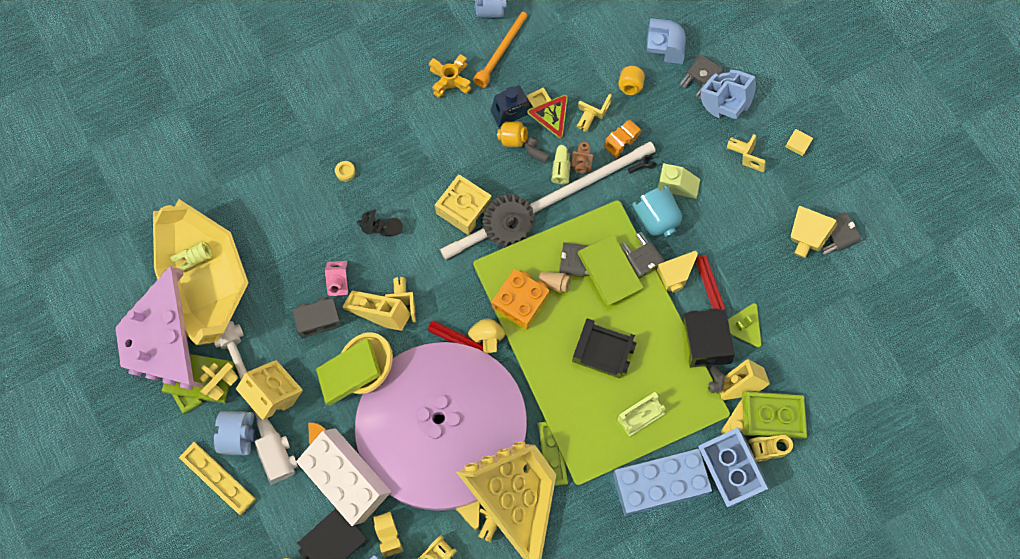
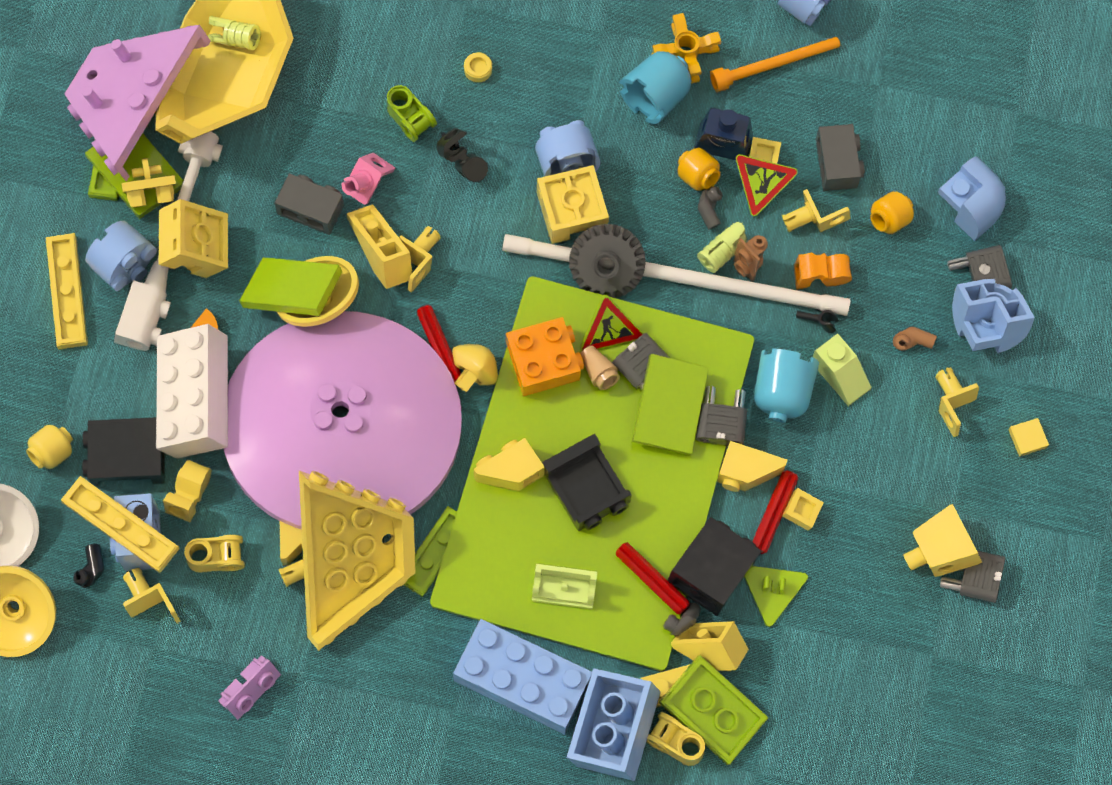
camera: 35 degrees right, 0 degrees up
(333, 226) = (412, 116): none -> lime piece
(435, 177) = (566, 148): none -> light blue brick
(453, 107) = (656, 85): none -> medium azure cylinder
(542, 254) = (609, 327): none -> piece
(557, 374) = (512, 468): none -> light yellow slope
(579, 72) = (839, 157): none -> dark grey brick
(681, 371) = (652, 578): none -> red axle
(696, 137) = (912, 336): none -> medium nougat arm
(723, 270) = (802, 509): none -> light yellow plate

